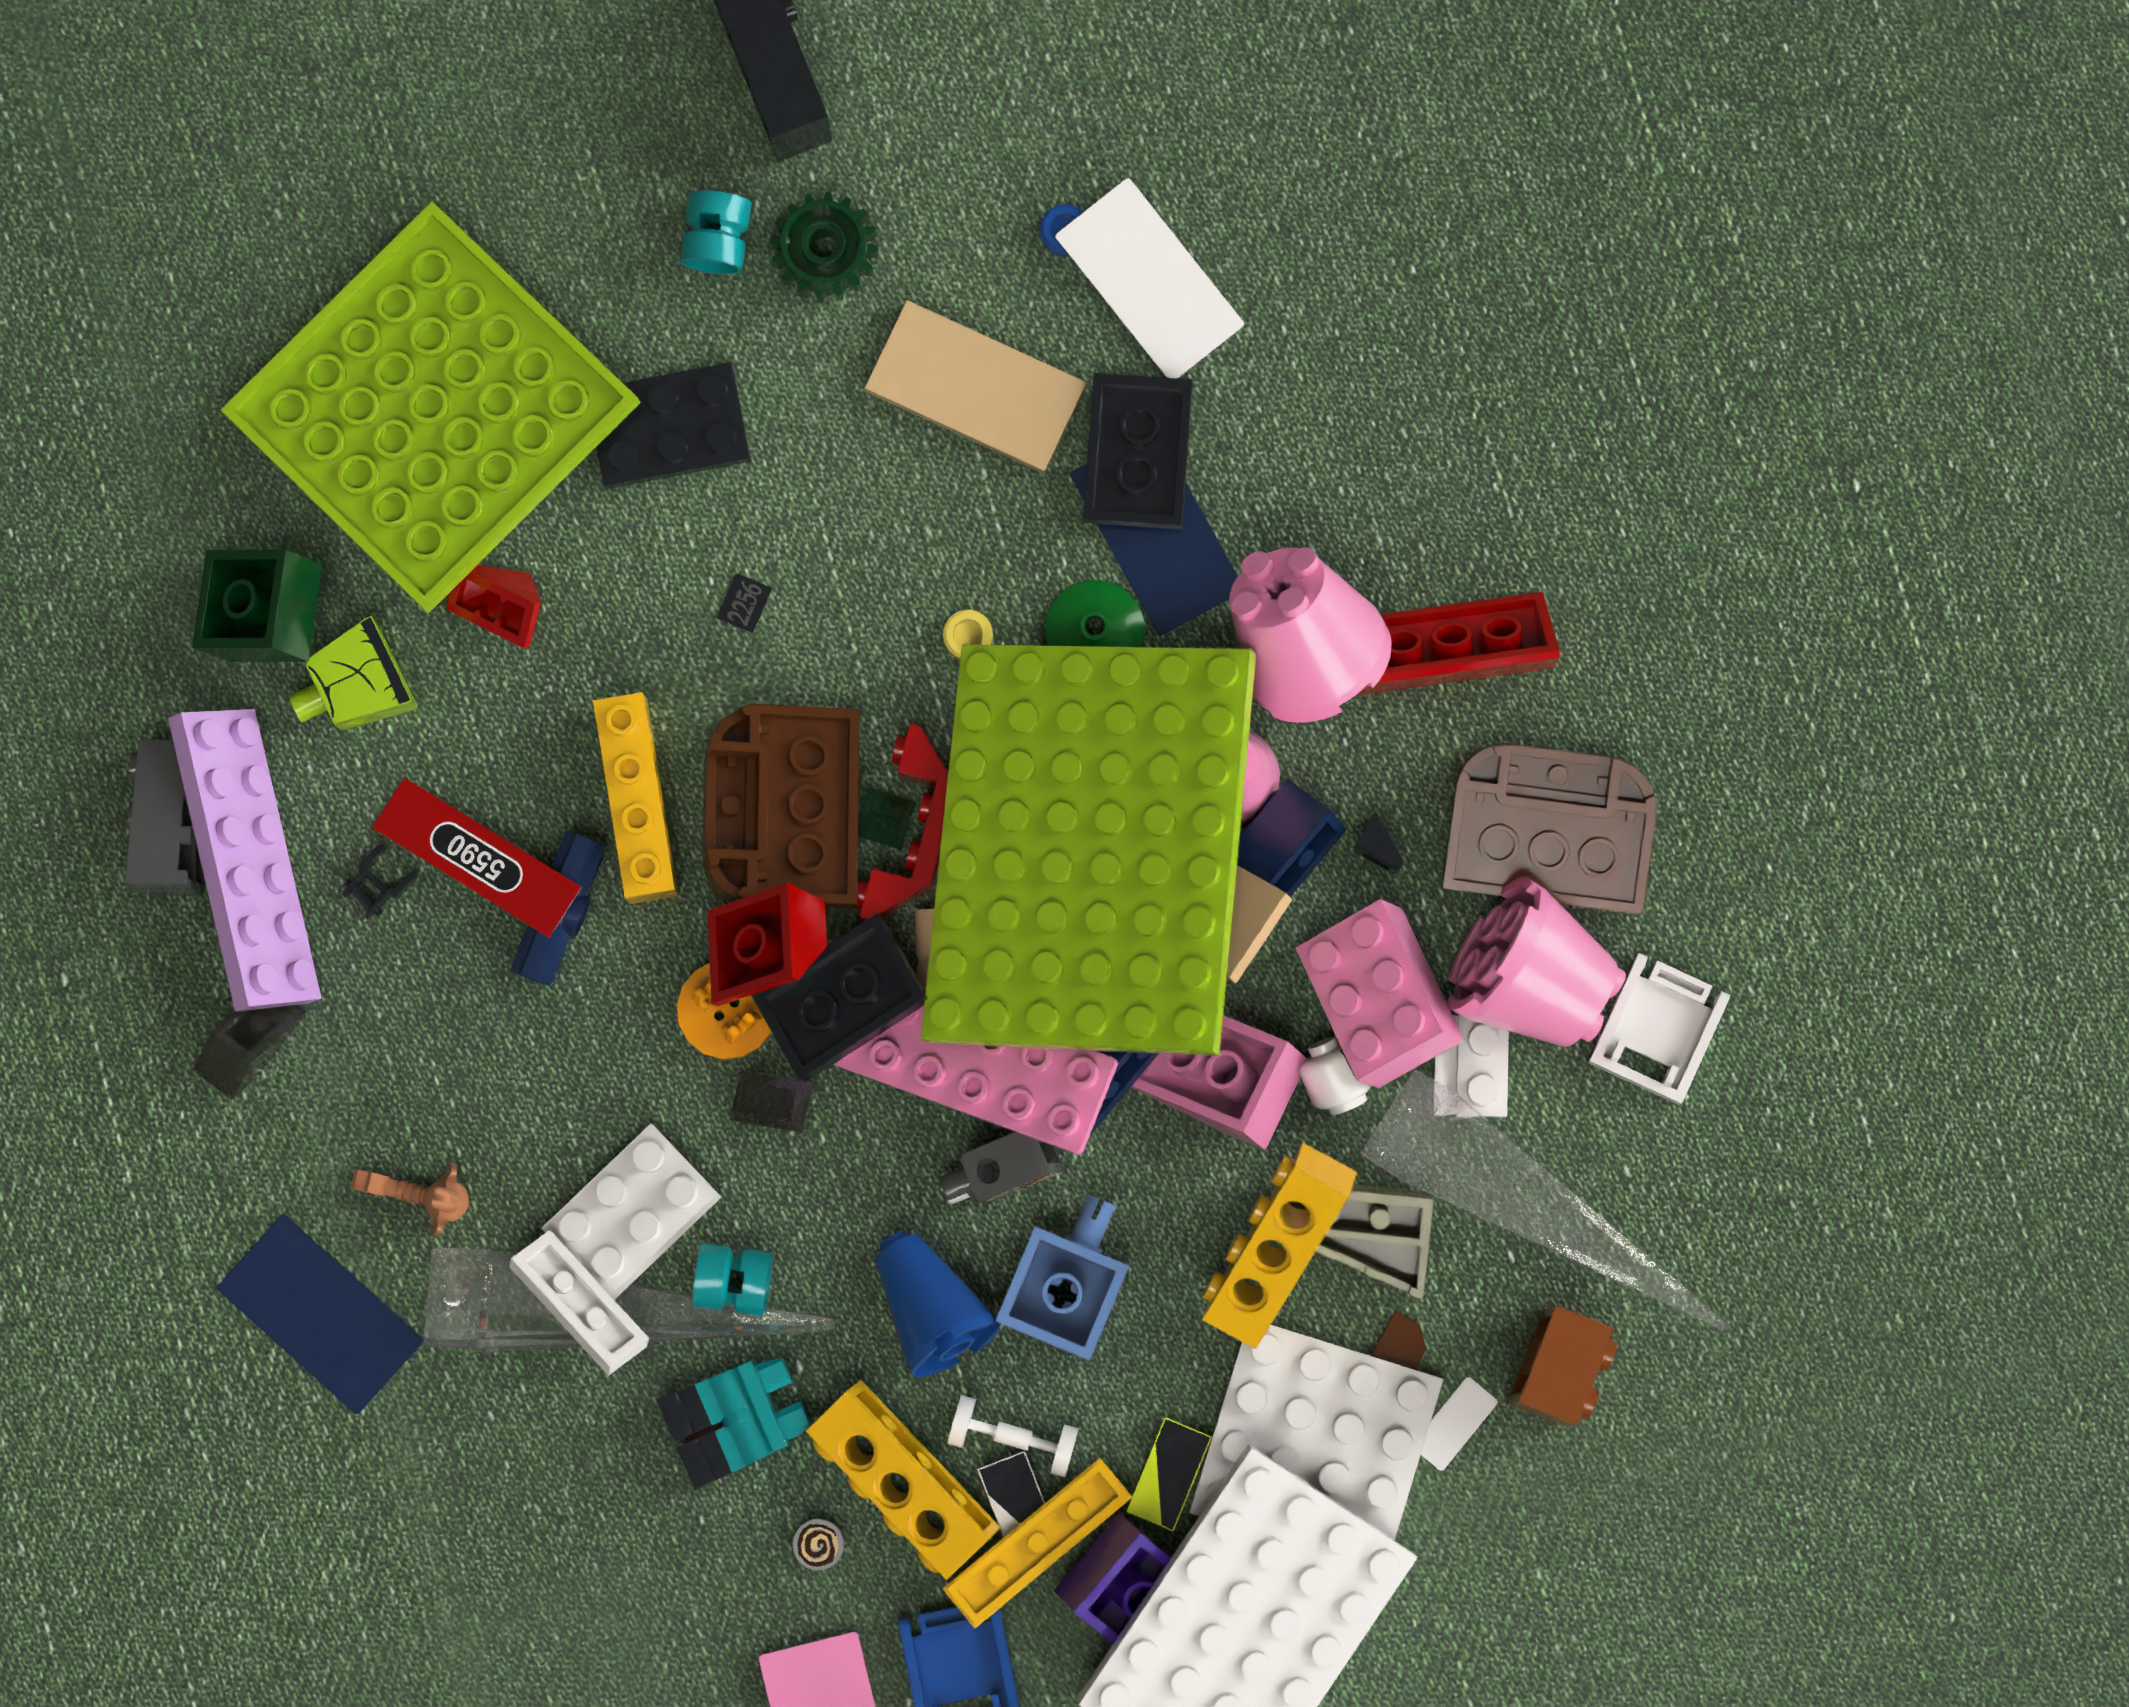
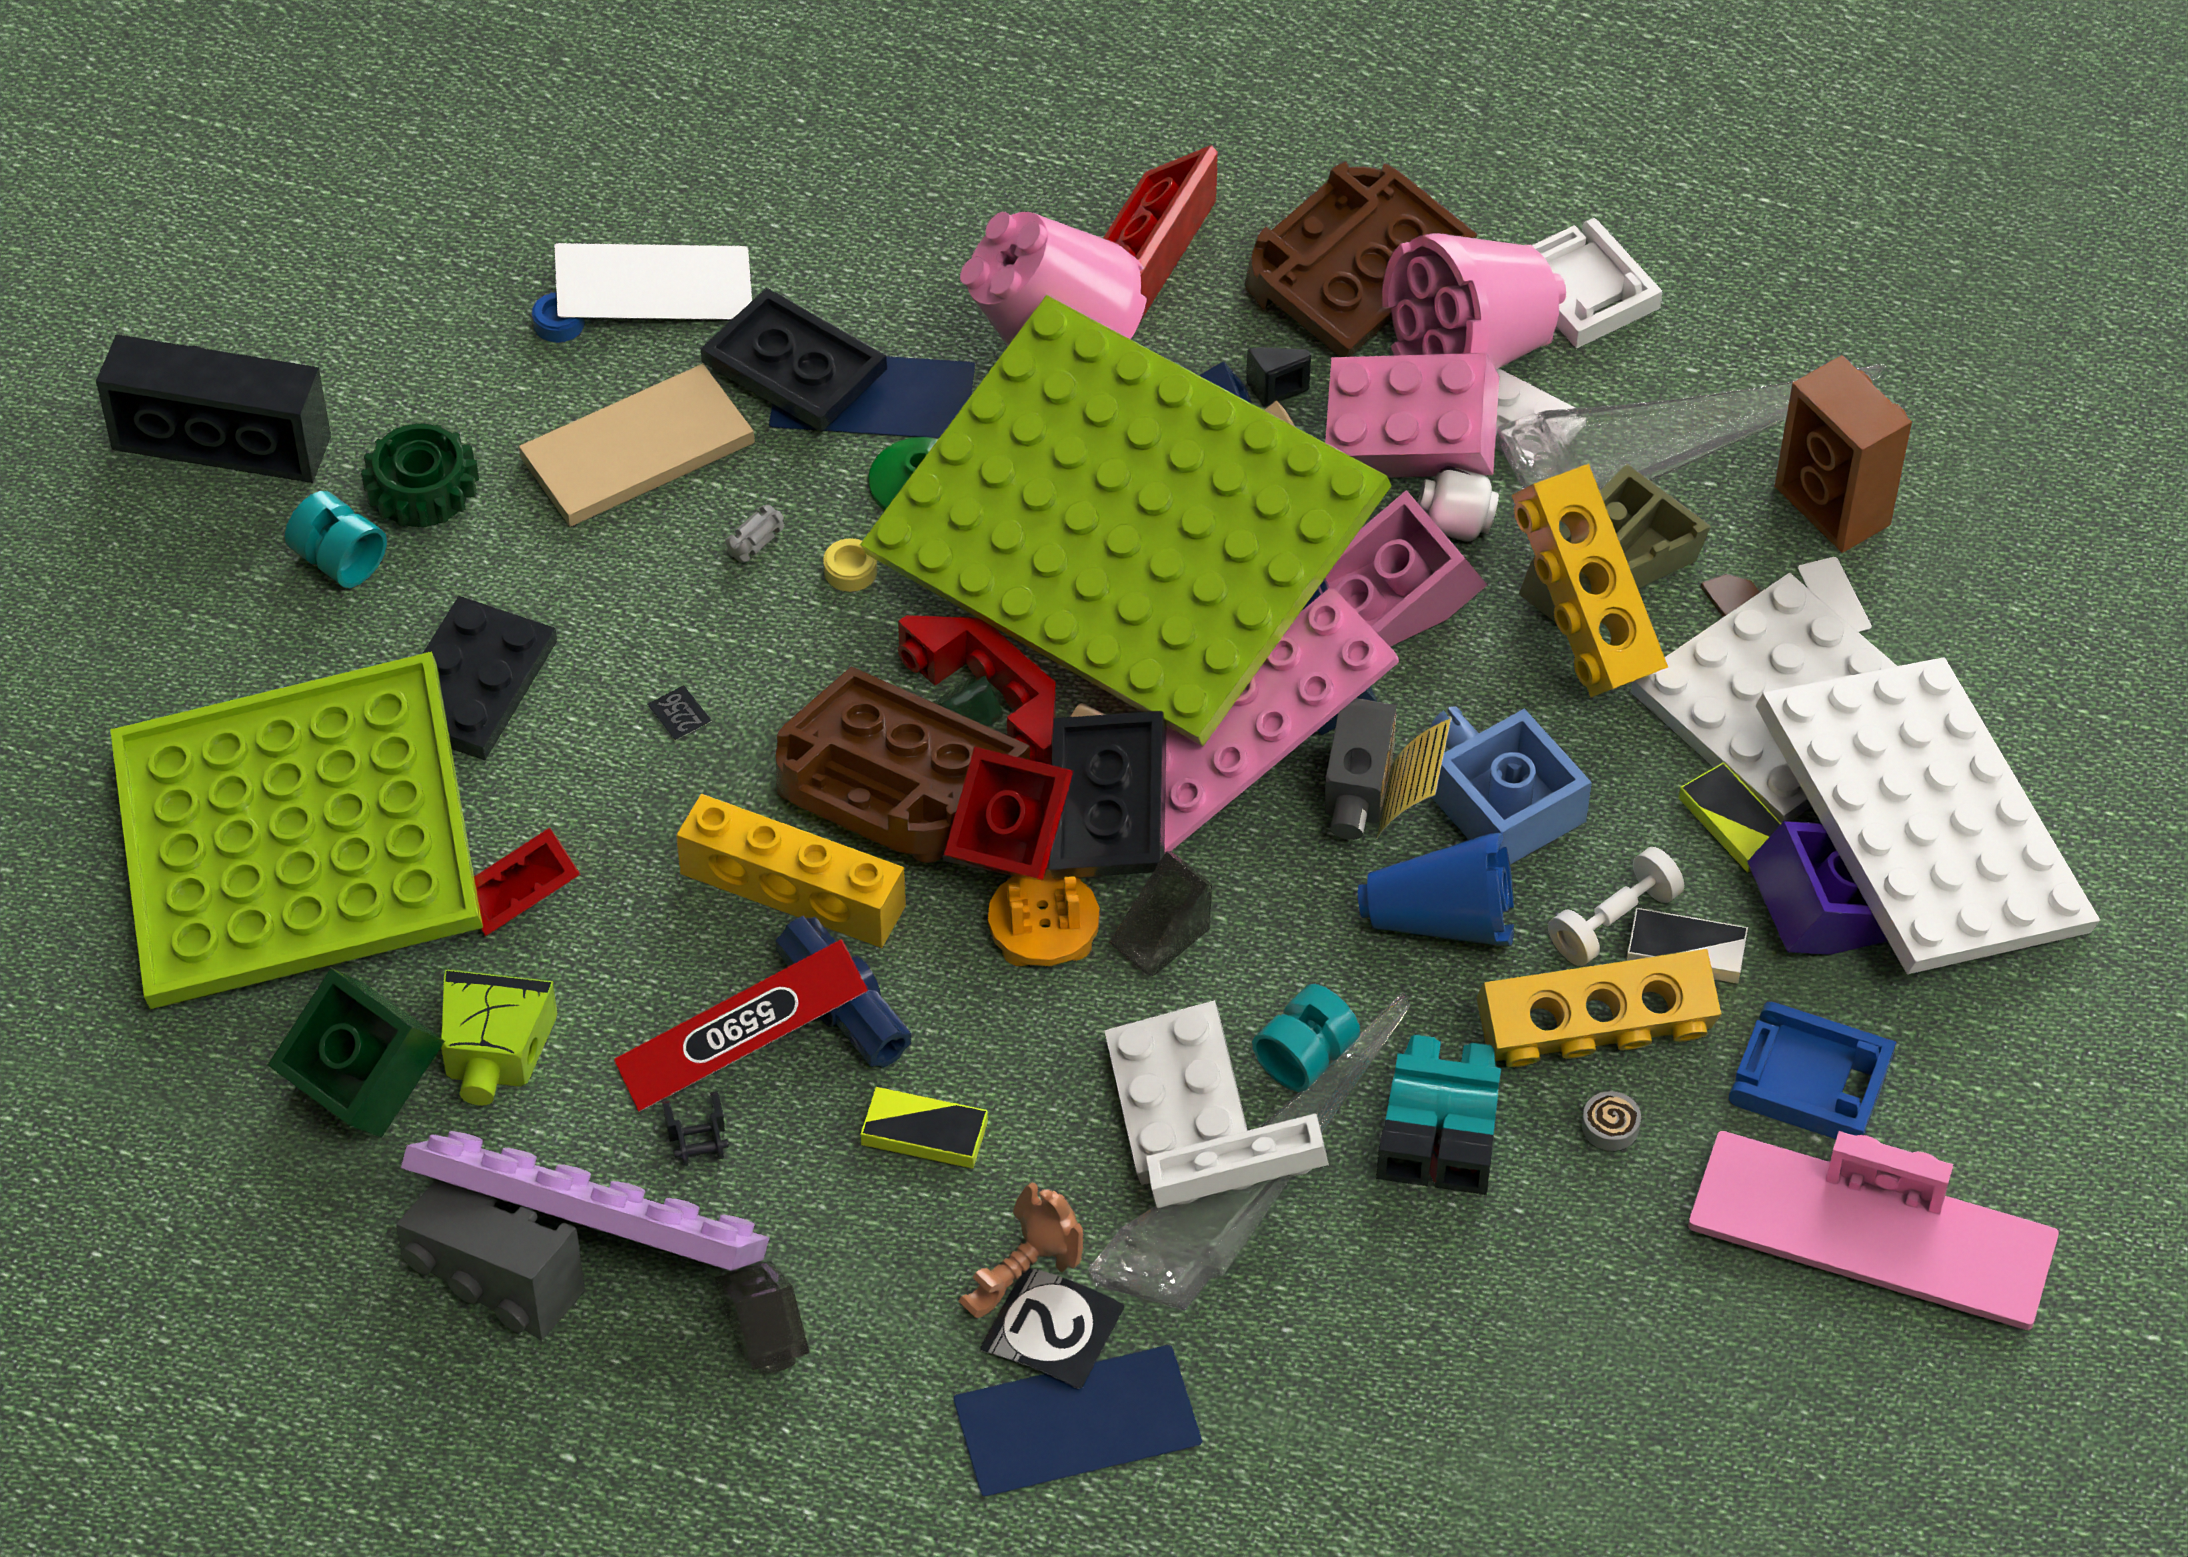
camera: 60 degrees left, 30 degrees down
(381, 1248) = (1053, 1326): none -> sticker
(486, 1045) = (924, 1127): none -> tile
(946, 542) = (754, 533): none -> light grey piece
(1024, 1213) = (1415, 772): none -> light yellow sticker
(1037, 1543) = (1733, 938): yellow tile -> none

